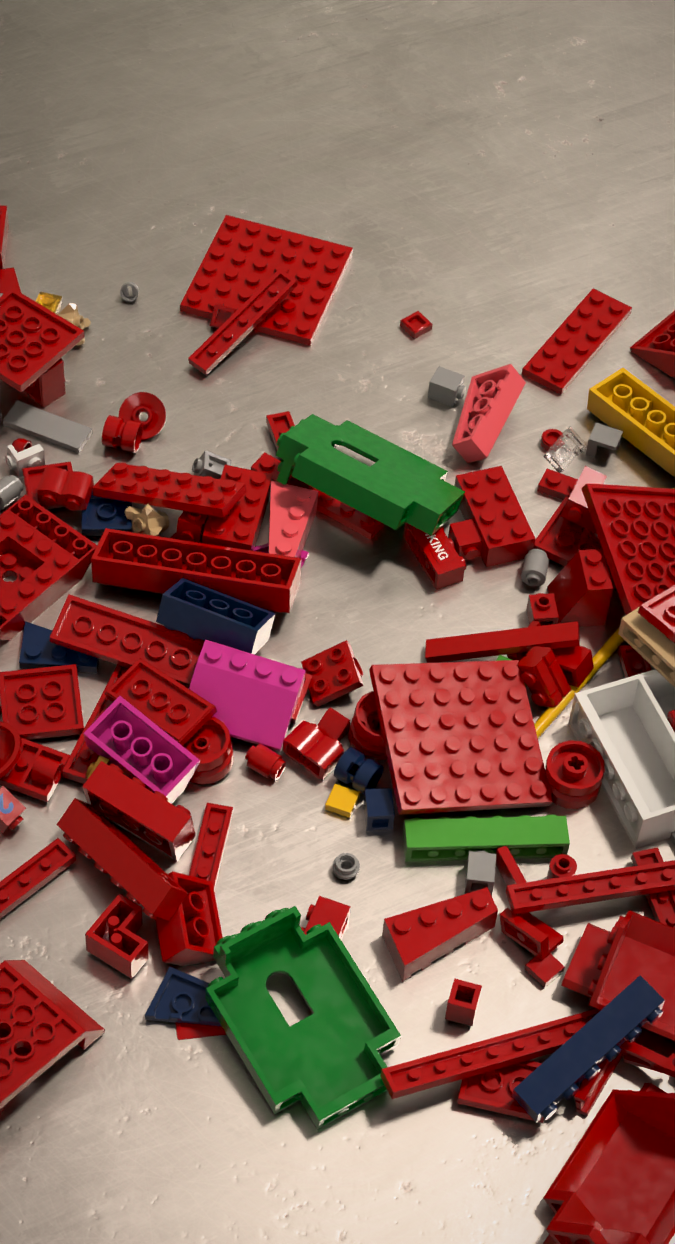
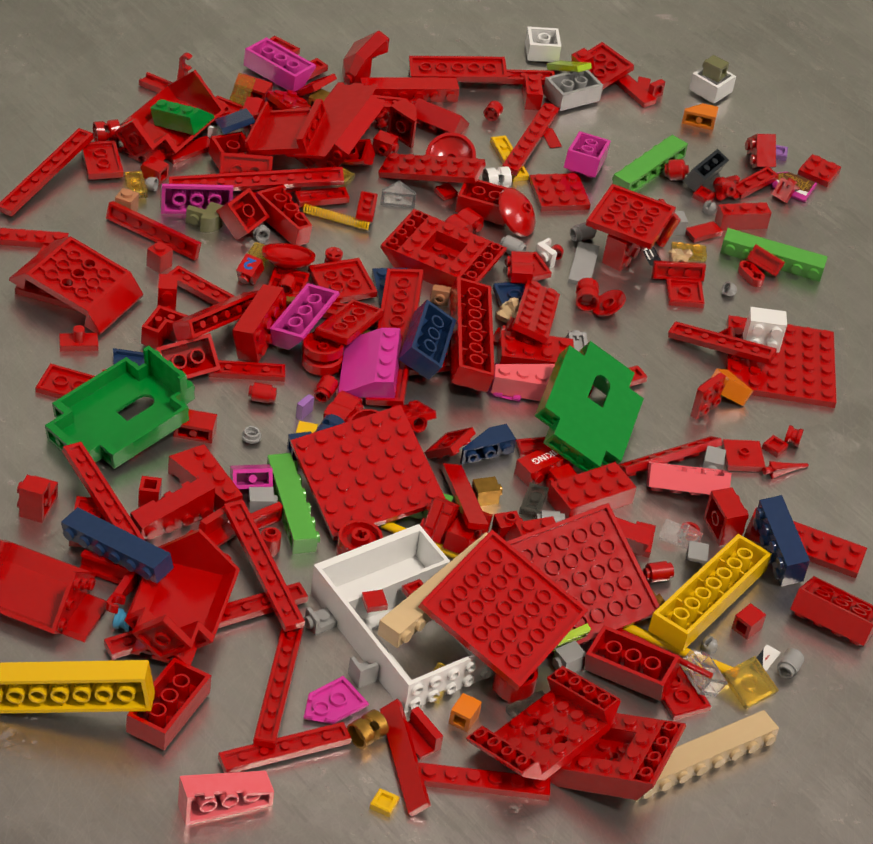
camera: 75 degrees right, 10 degrees down
(54, 923) = (167, 291): none -> red brick
(72, 230) = (796, 260): none -> bright green brick
(88, 239) = (765, 260): none -> red tile
(89, 592) = (440, 295): none -> nougat bracket
(91, 324) = (678, 270): none -> red tile
(100, 262) = (751, 273): none -> red beam
(116, 1062) = (78, 340): none -> red tile
(124, 337) = (685, 293): none -> red tile
(208, 1086) = (60, 380): none -> red tile
(243, 269) = (765, 327): none -> white brick
(267, 837) = (262, 393): none -> red brick
(302, 792) = (304, 407): none -> medium lavender tile
(317, 336) = (734, 387): none -> orange slope
(339, 357) = (708, 395): none -> red plate
(392, 600) = (489, 444): none -> dark blue slope
(394, 556) = (529, 445): none -> red tile
(397, 637) = (450, 443): none -> red plate
(408, 301) = (793, 435): none -> red wheel
(428, 354) = (743, 455): none -> red plate
(430, 423) = (673, 454): none -> red plate
(439, 873) = (252, 476): none -> dark pink brick
(458, 330) = (779, 468): none -> red piece
(460, 1148) = (36, 497): none -> red brick
(478, 618) = (487, 490): none -> pearl gold brick
(495, 969) = (176, 509): none -> red wedge
(497, 577) = (533, 500): none -> clear smoke plate
(551, 395) = (725, 515): none -> red brick
(602, 351) = (782, 540): none -> dark blue brick
(625, 476) = (658, 571): none -> red brick

